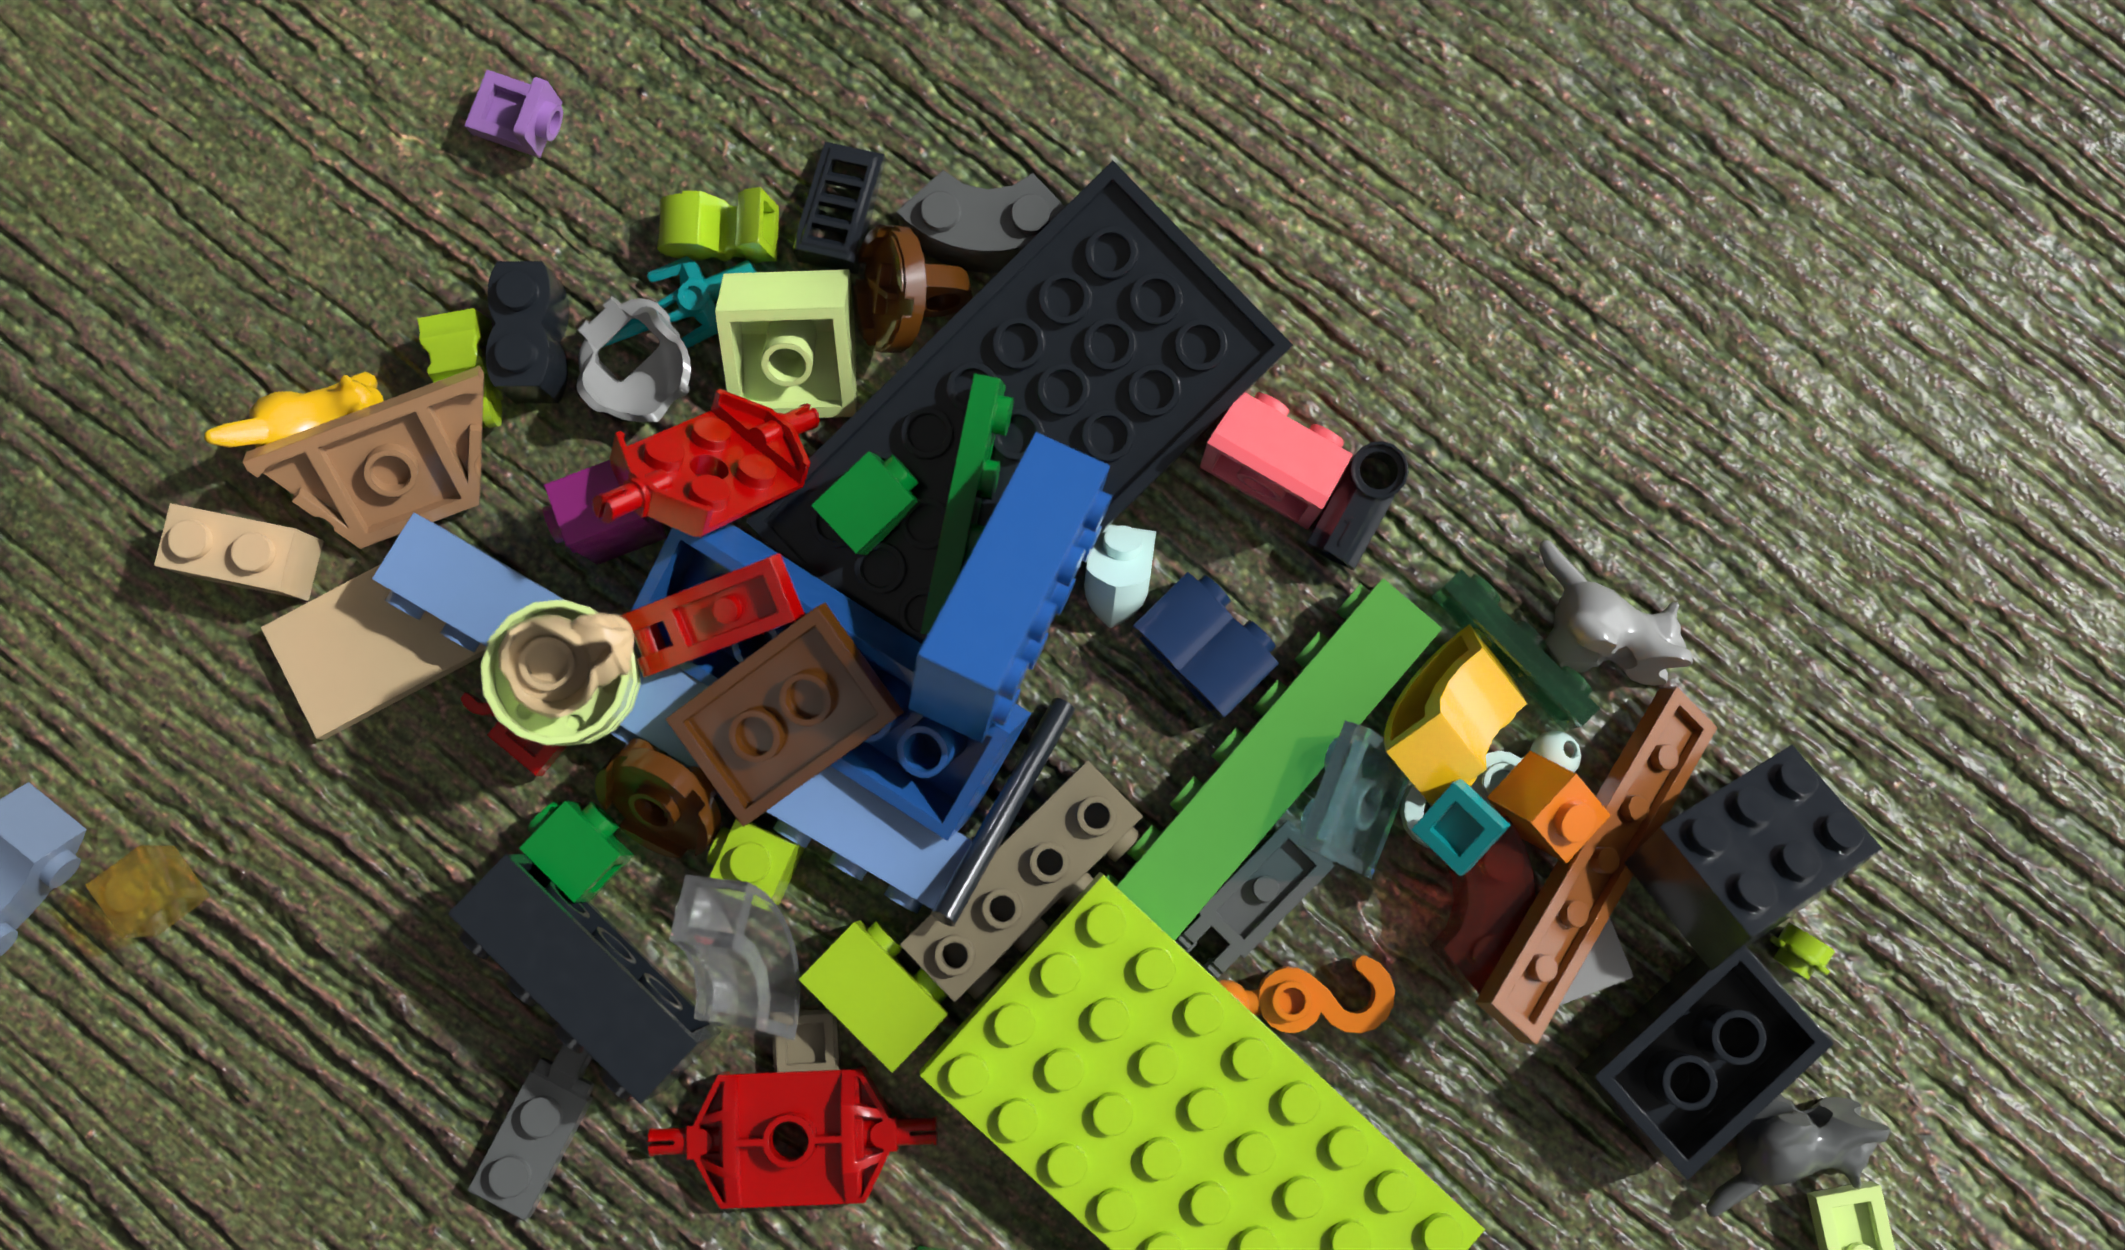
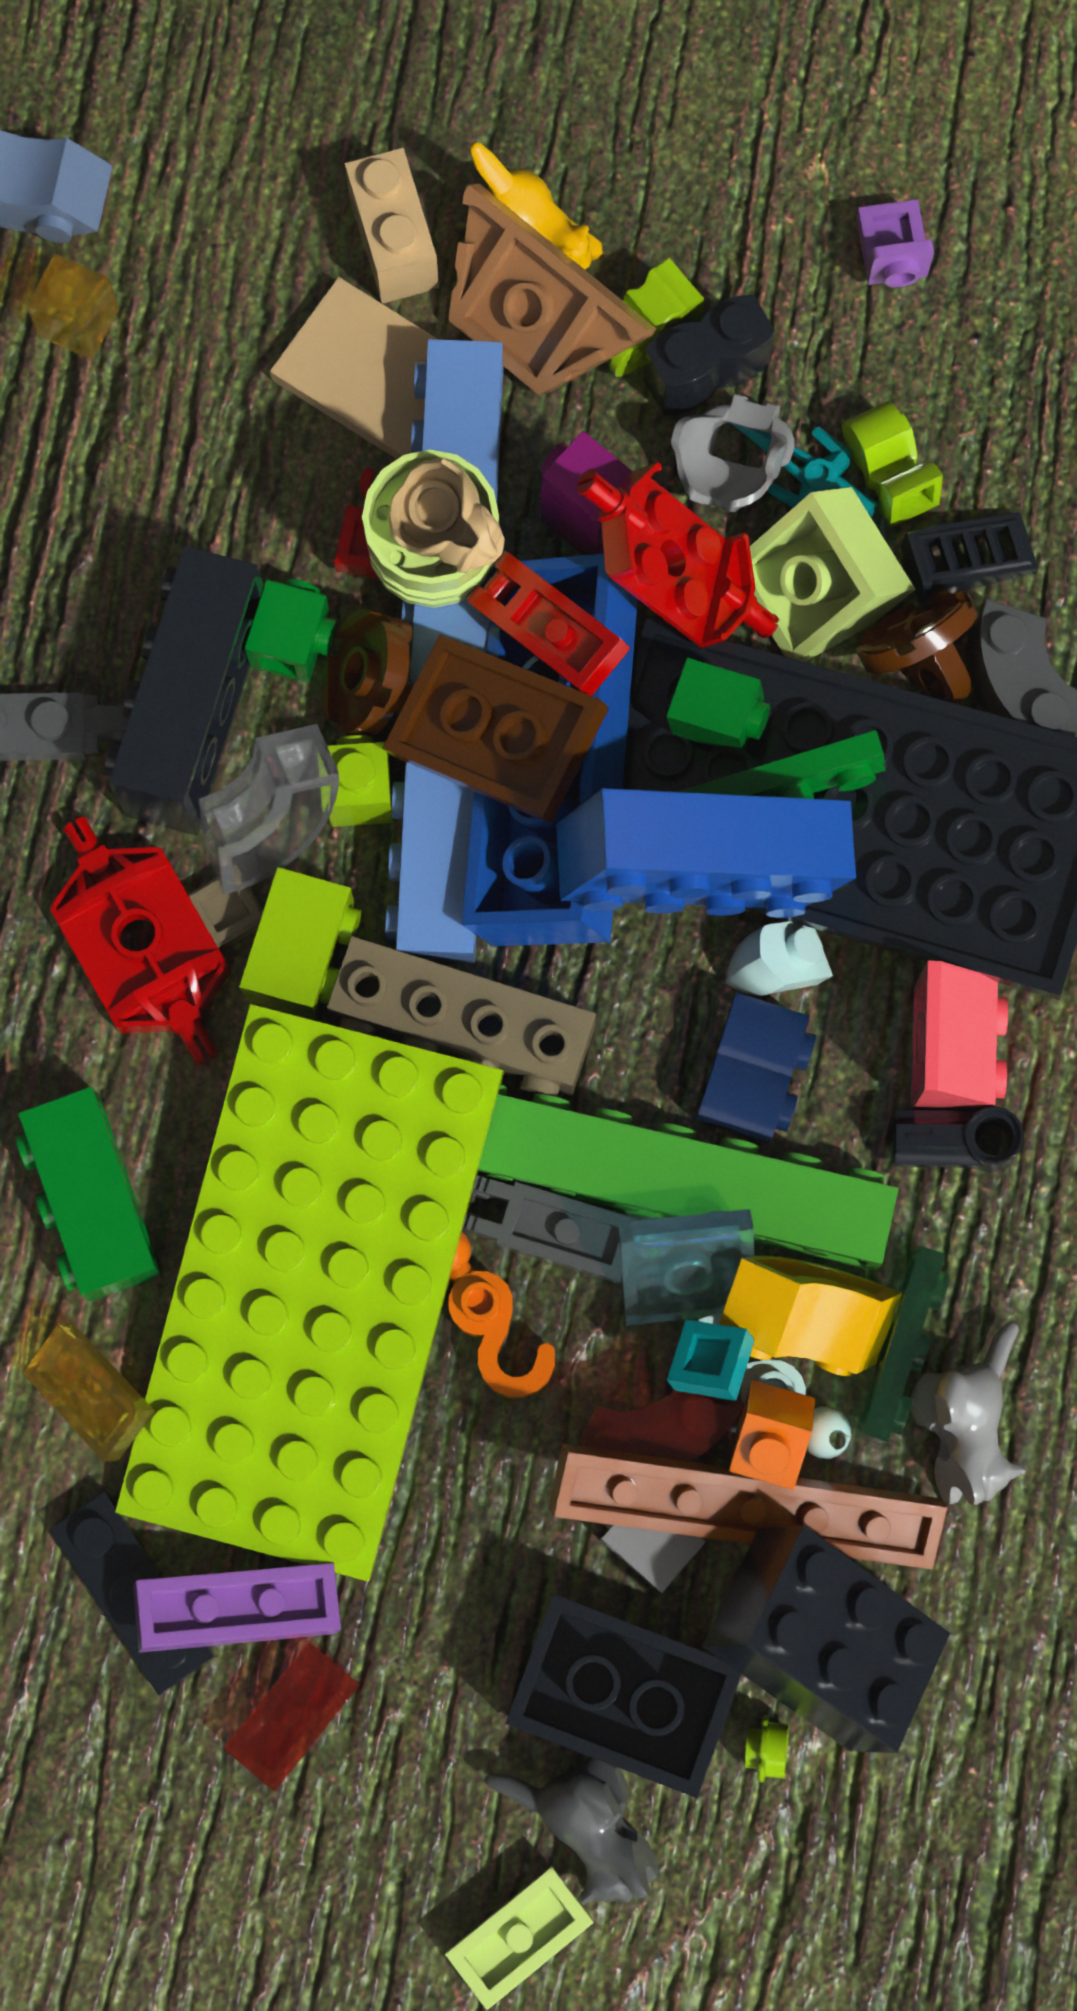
camera: 60 degrees right, 5 degrees down
(1003, 812) = (513, 965): black bar -> none

